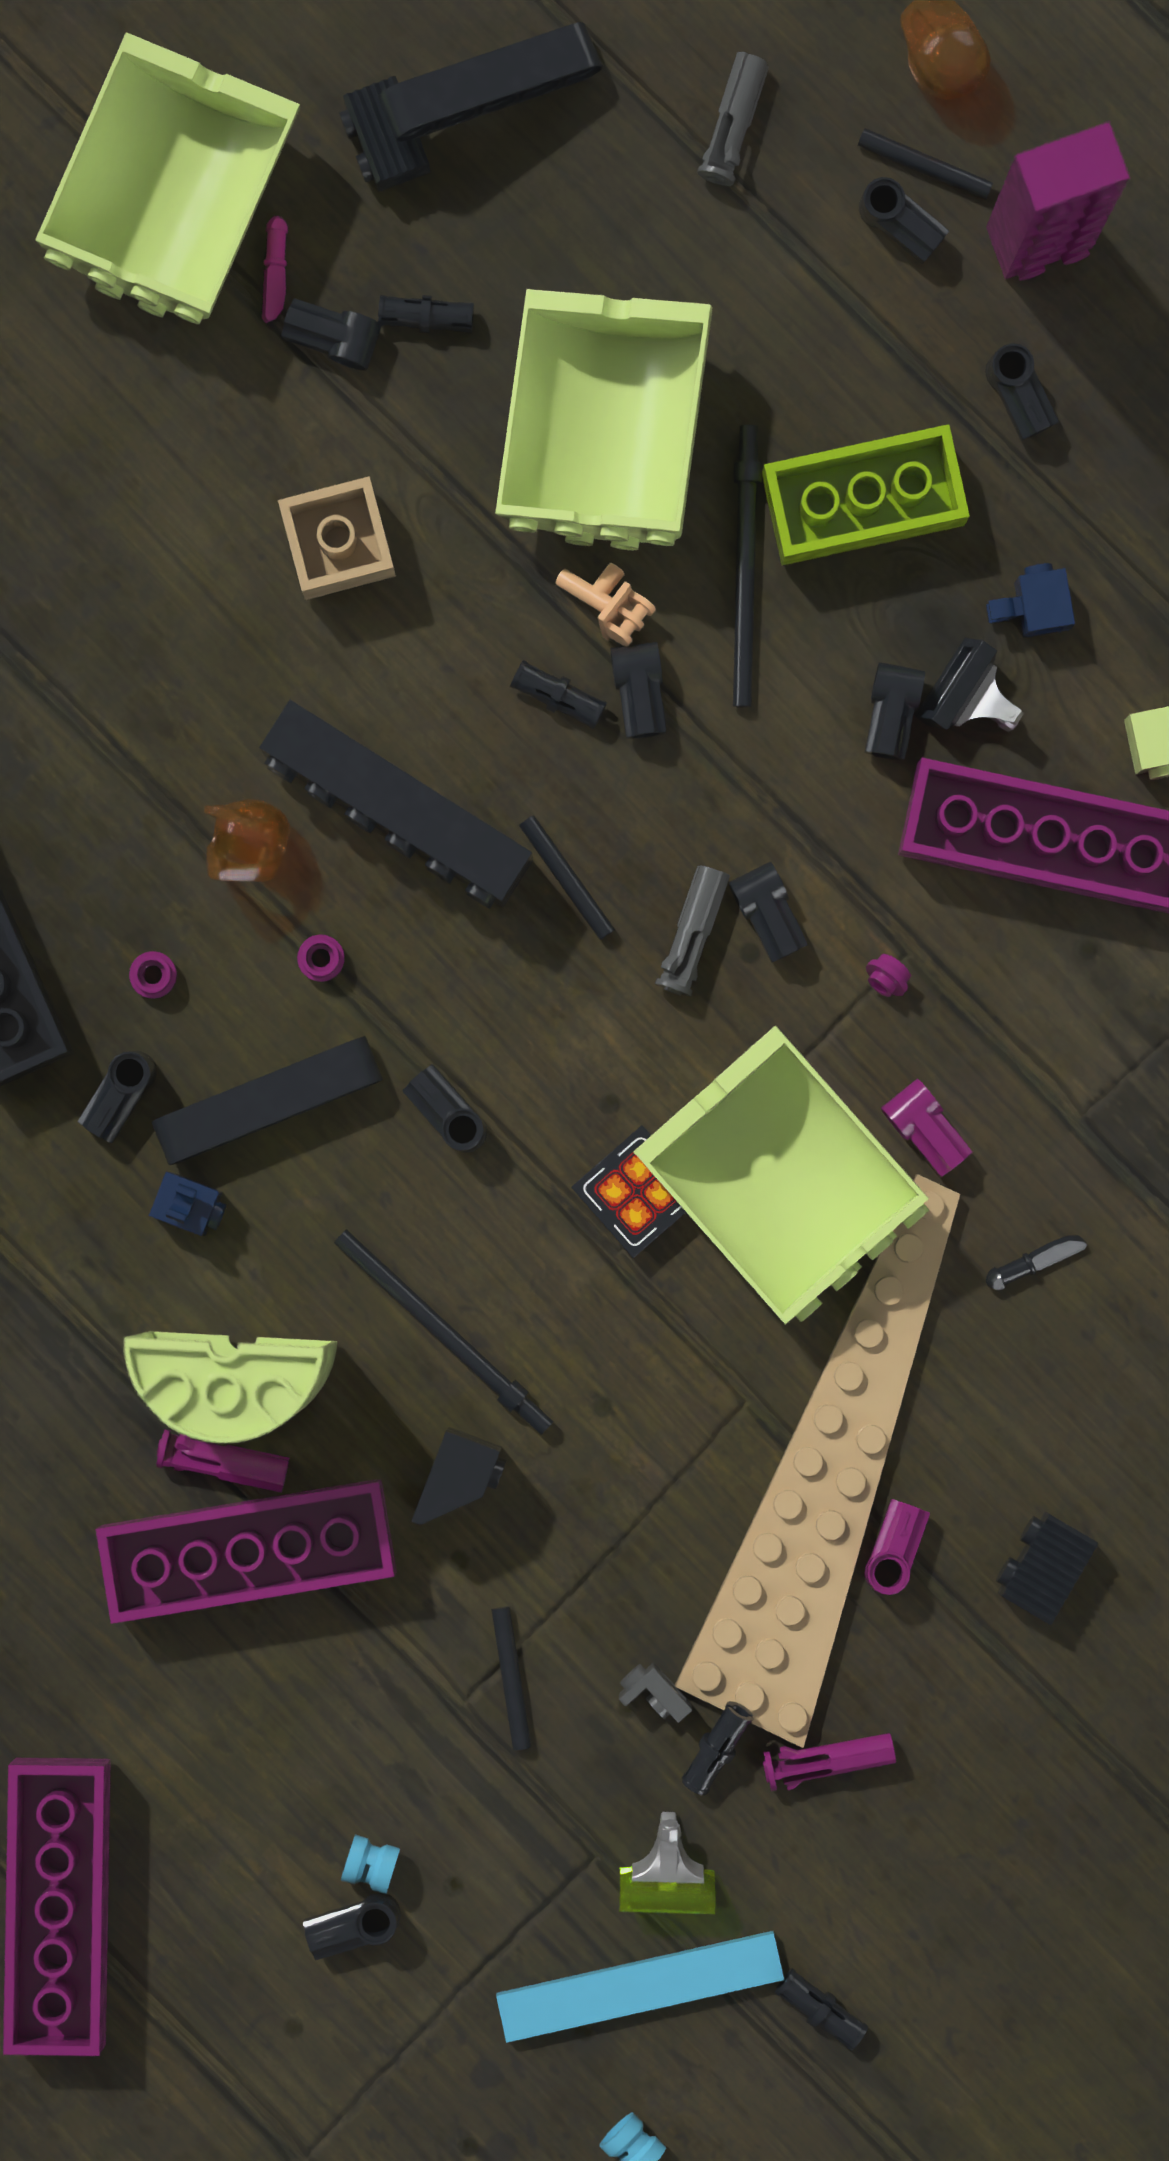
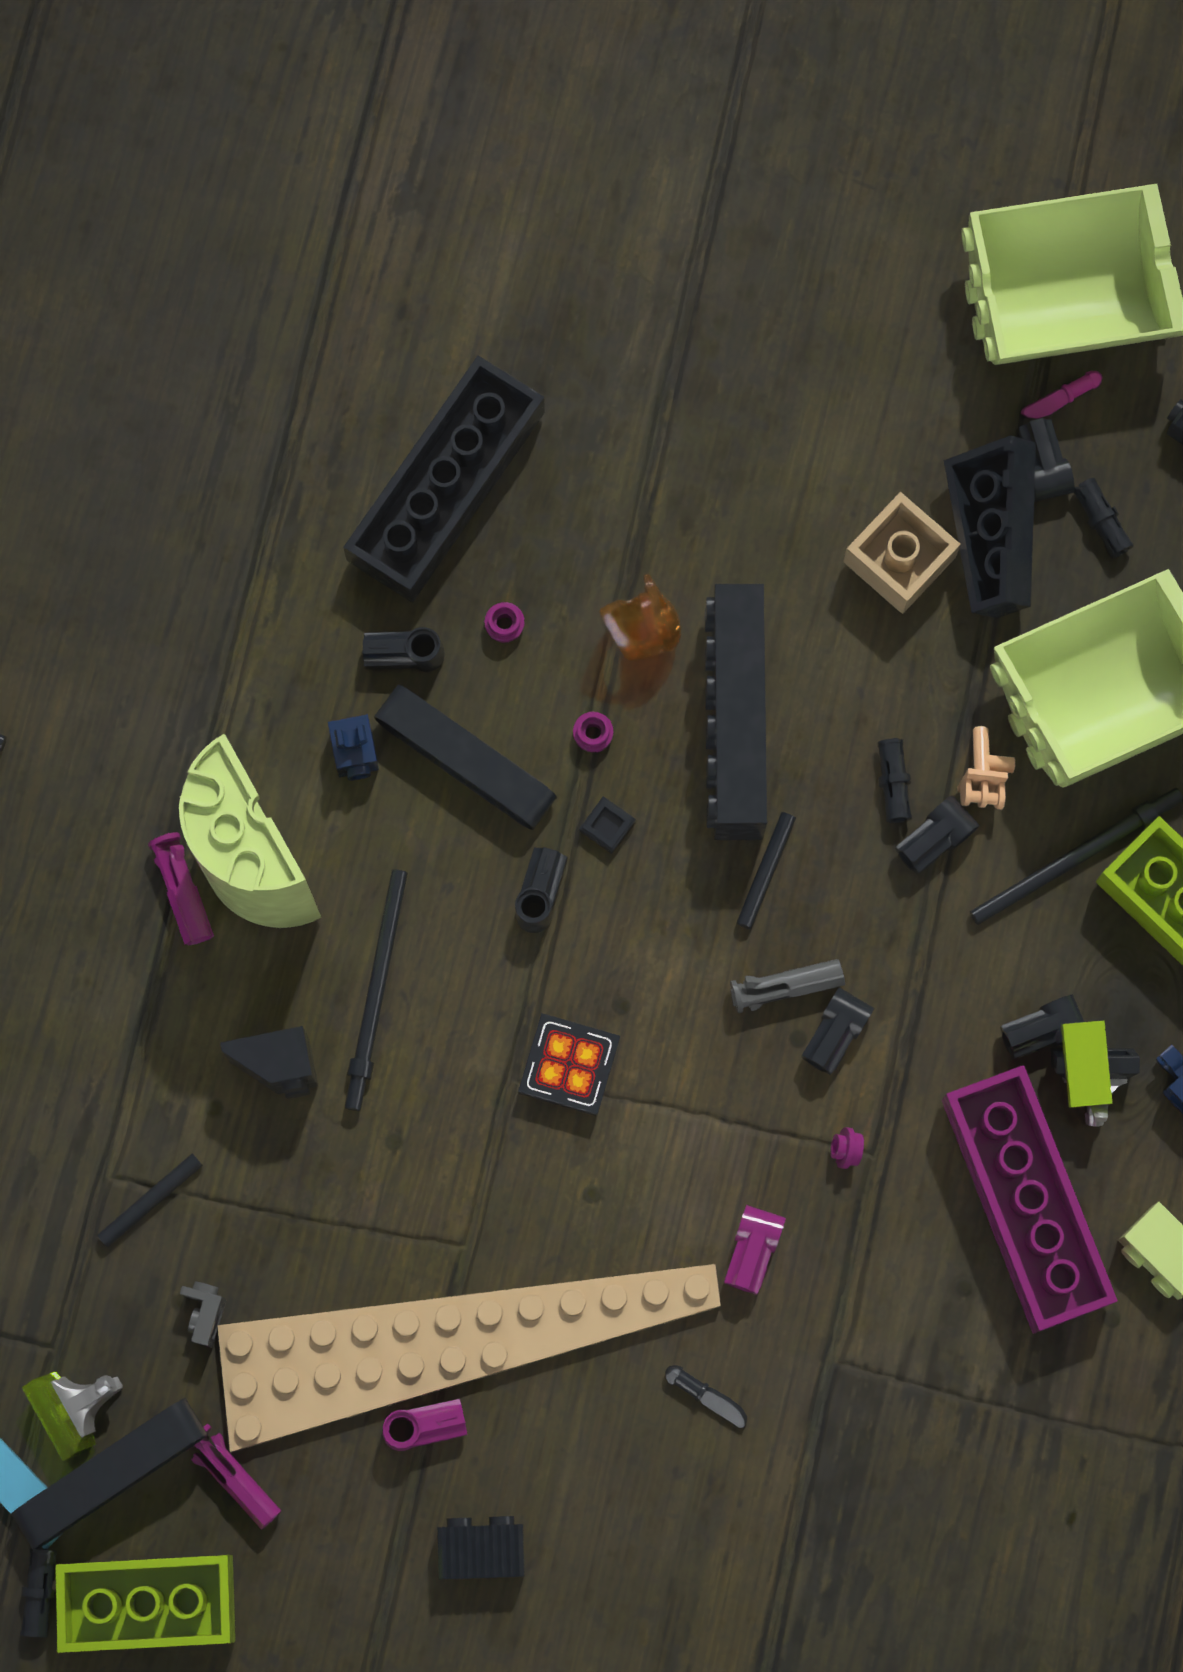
camera: 60 degrees right, 10 degrees down
(246, 1551) = (126, 944): magenta brick -> none
(367, 426) = (994, 522): none -> black wedge
(422, 1003) = (607, 825): none -> black tile
(717, 1748) = (190, 1385): black pin -> none
(756, 1877) = (109, 1474): none -> black beam
(783, 1177) = (647, 1158): yellowish green cylinder -> none
(898, 1915) = (145, 1603): none -> lime brick
(958, 696) = (1086, 1063): none -> lime tile

